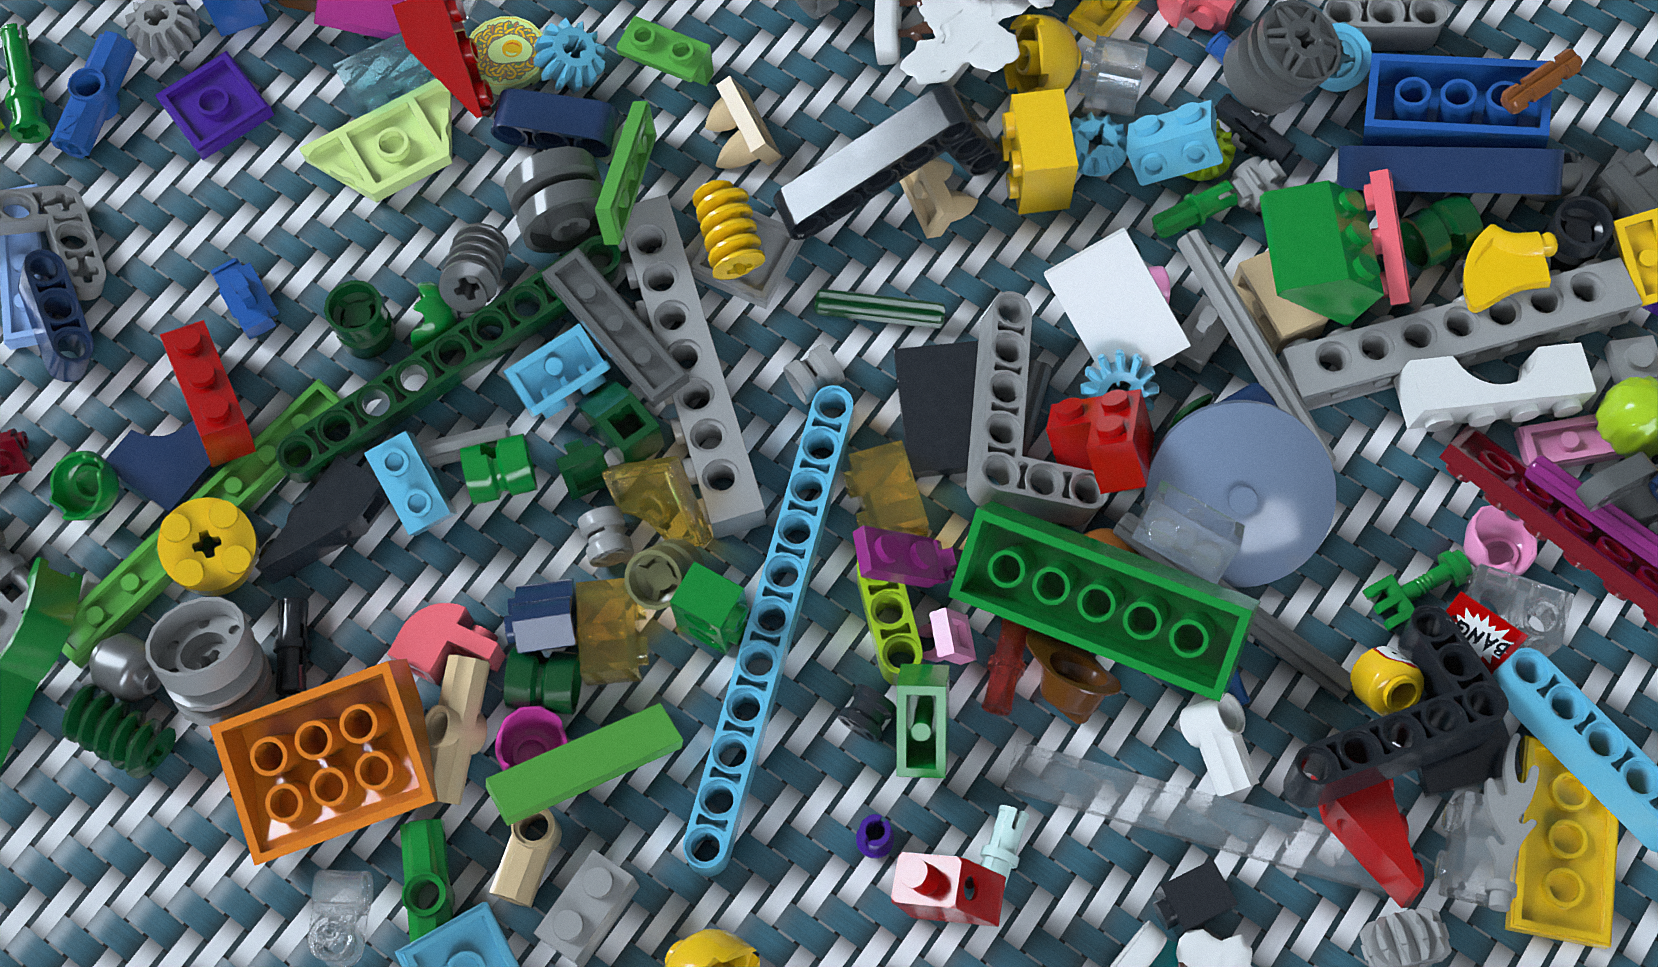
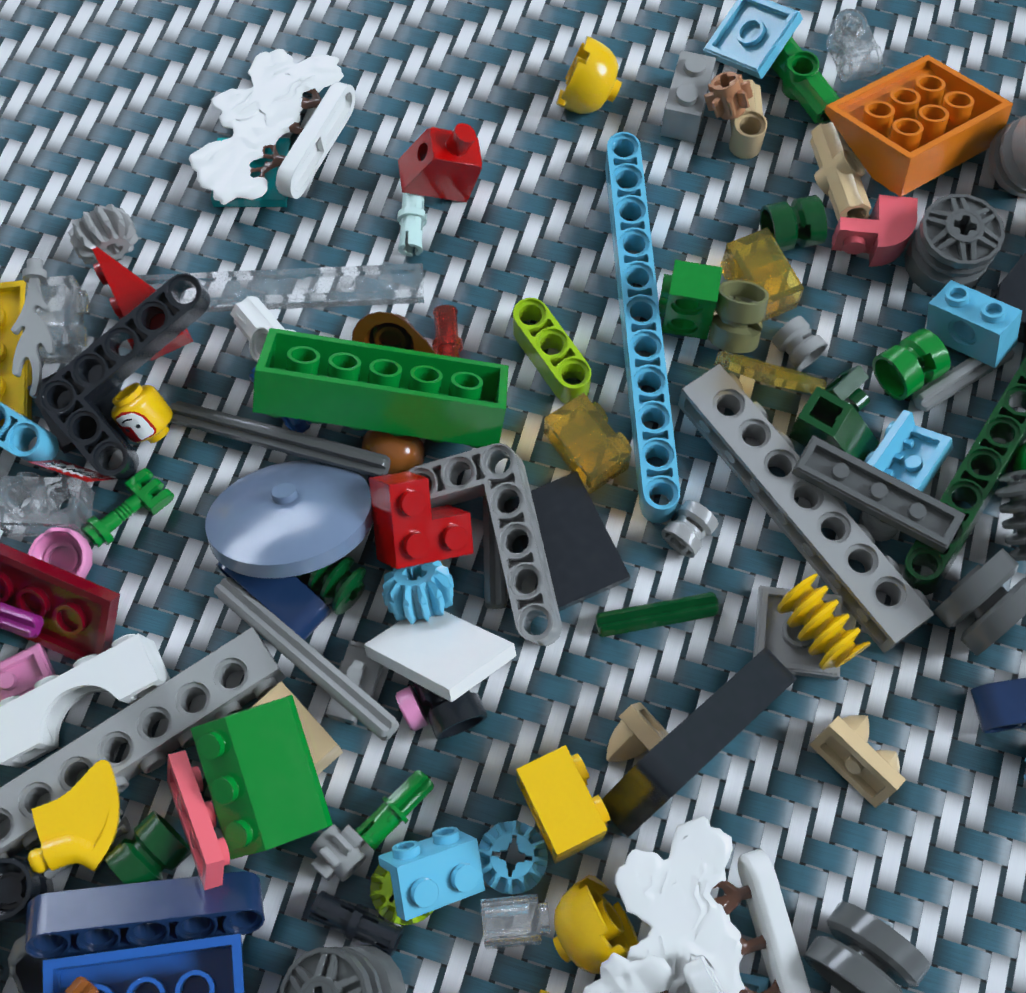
camera: 160 degrees right, 0 degrees up
(292, 646) = (984, 188): black pin -> none
(378, 606) = (954, 243): none -> dark grey wheel
(527, 735) = (779, 179): dark pink hair -> none
(542, 616) = (815, 256): dark blue brick -> none
(555, 872) = (728, 95): none -> nougat gear
(583, 764) = (734, 175): bright green tile -> none
(626, 173) = (943, 647): bright green tile -> none
(667, 51) = (973, 802): bright green bracket -> none
(867, 713) = (542, 277): black wheel -> none
(875, 848) = (505, 202): dark purple pin -> none
(904, 557) = (553, 379): magenta hinge -> none
(923, 720) = (497, 269): green brick -> none
(951, 637) = (497, 346): bright pink tile -> none
(1189, 532) = (324, 454): clear brick -> none
(1193, 899) = (263, 226): black brick -> none

